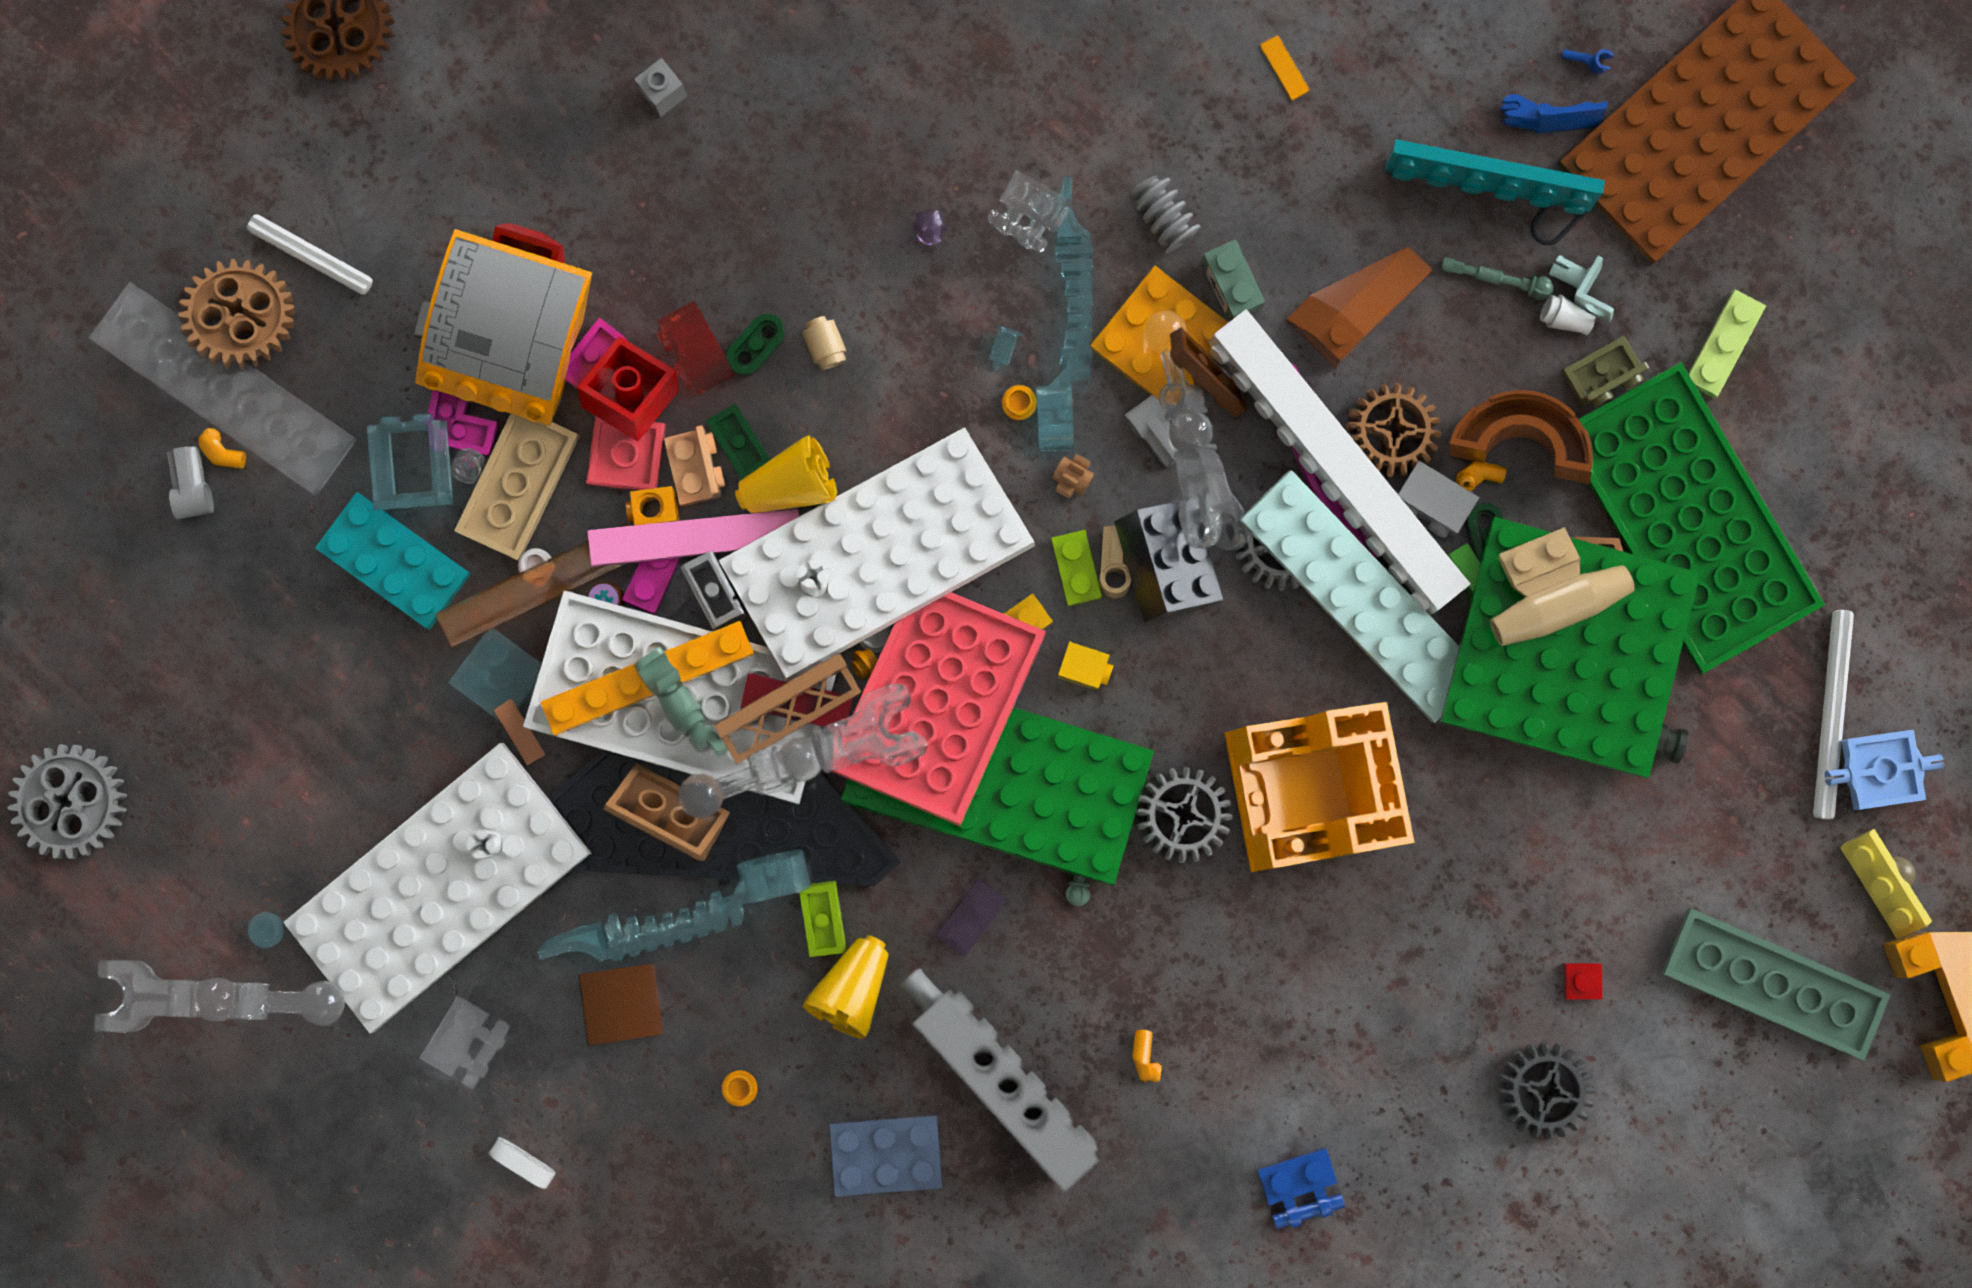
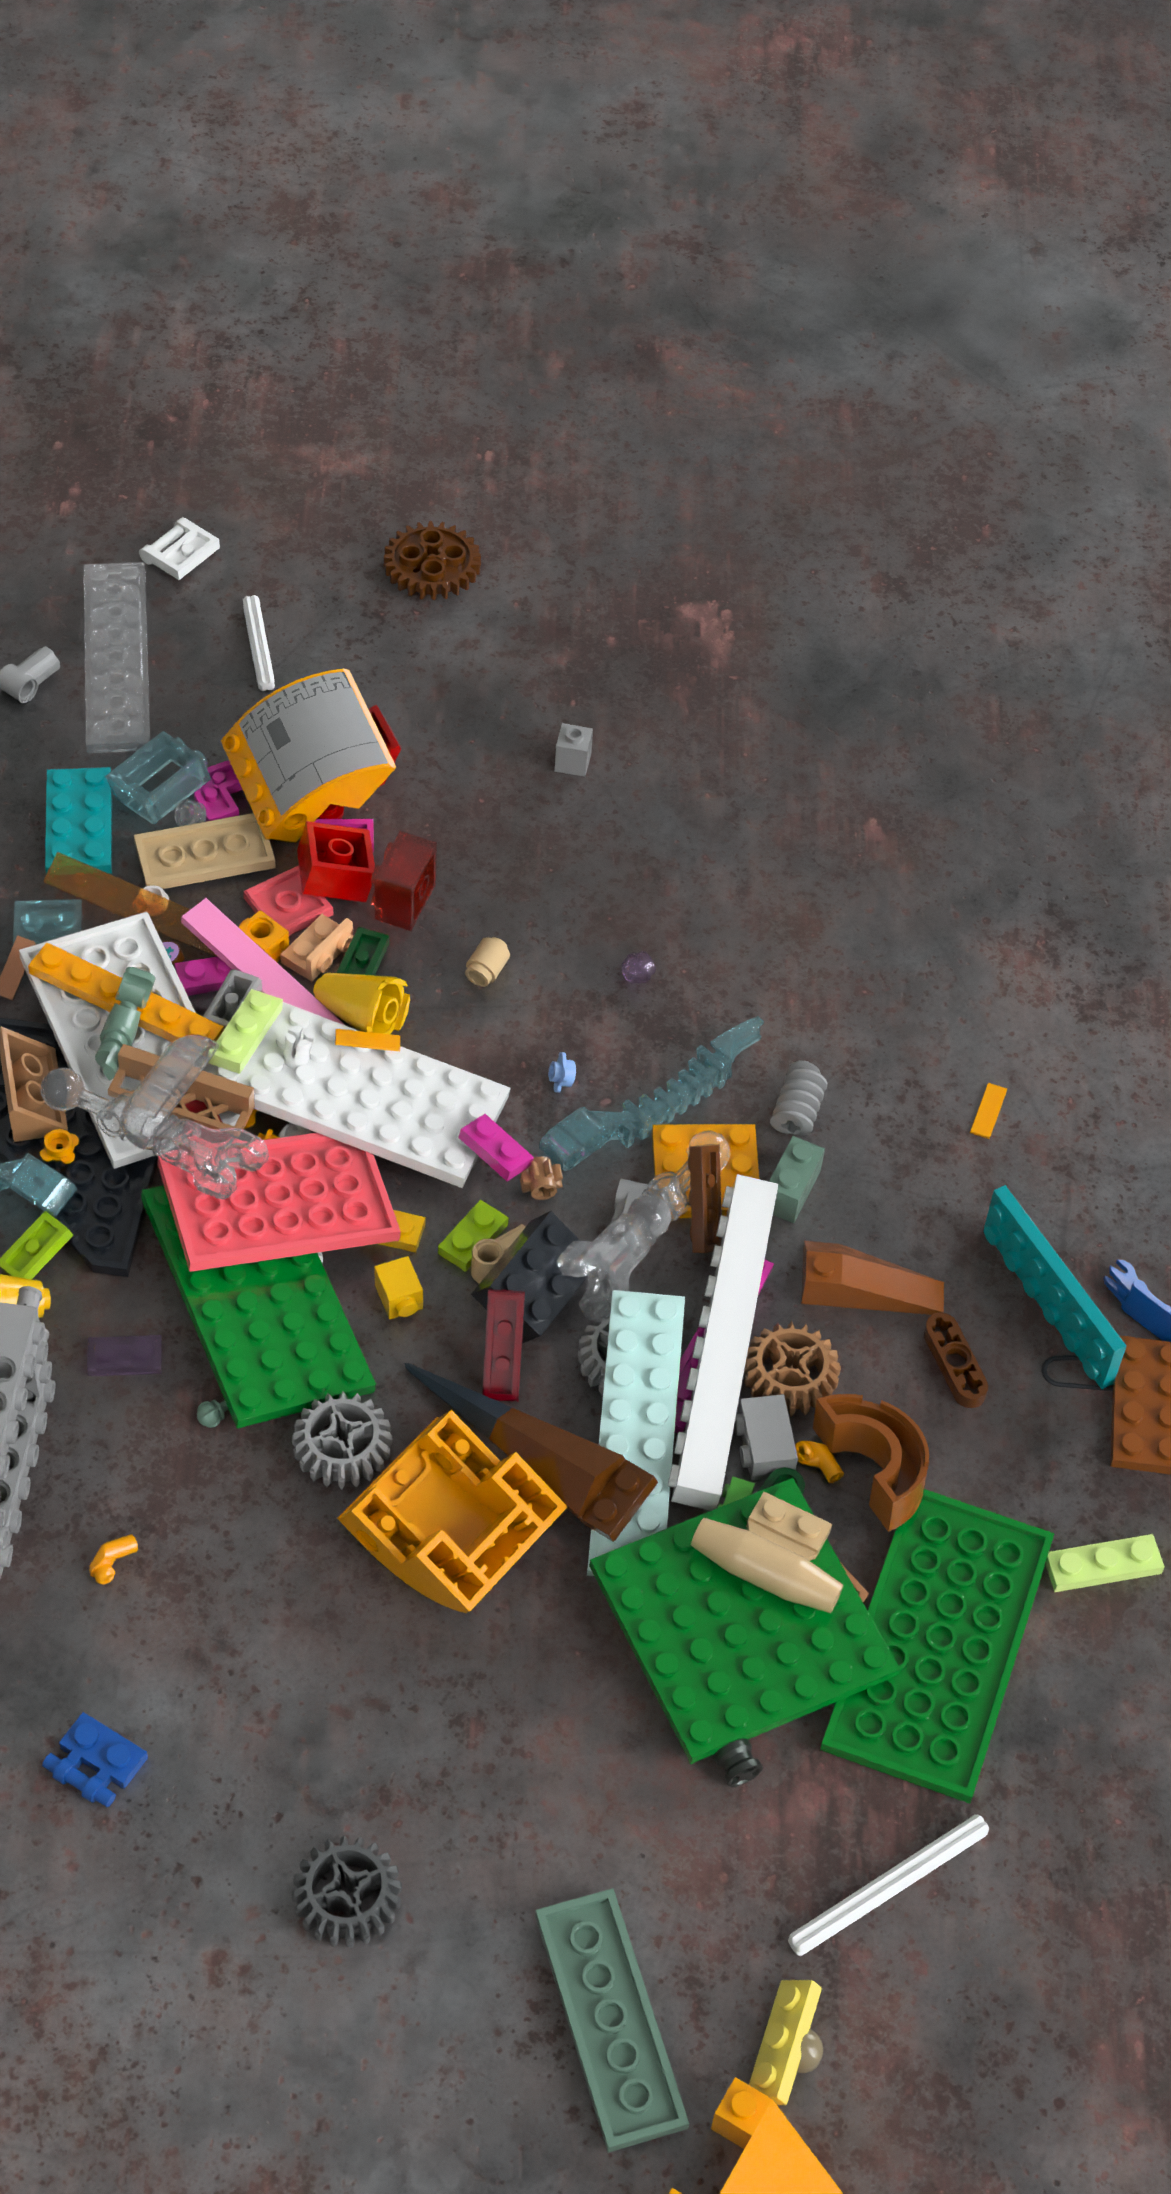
camera: 40 degrees right, 30 degrees down
(147, 233) = (185, 553): none -> white plate
(212, 448) = (65, 679): light orange arm -> none
(222, 339) = (156, 629): medium nougat gear -> none
(743, 821) = (56, 1139): none -> light orange plate
(754, 344) = (445, 923): dark green plate -> none
(763, 608) = (246, 1030): none -> yellowish green plate
(786, 726) = (165, 1087): none -> clear brick
(837, 510) = (367, 1040): none -> light orange window
(984, 375) = (562, 1072): none -> light blue plate
(1003, 346) = (597, 1071): clear light blue piece -> none
(1019, 402) = (561, 1107): light orange plate -> none
(1026, 494) = (495, 1147): none -> dark pink plate
(1035, 201) = (716, 1015): clear plate -> none
(1210, 635) = (503, 1344): none -> dark red tile
(1368, 670) = (588, 1478): none -> reddish brown plate
(1459, 282) = (955, 1345): none -> reddish brown beam
(1539, 287) = (1006, 1392): sand green piece -> none
(1565, 315) = (1004, 1426): white cone -> none
(1582, 280) = (1042, 1419): light aqua bracket -> none
(1582, 980) = (471, 1855): red plate -> none
(1603, 372) = (989, 1486): olive bracket -> none
(1883, 769) = (880, 1959): light blue plate -> none

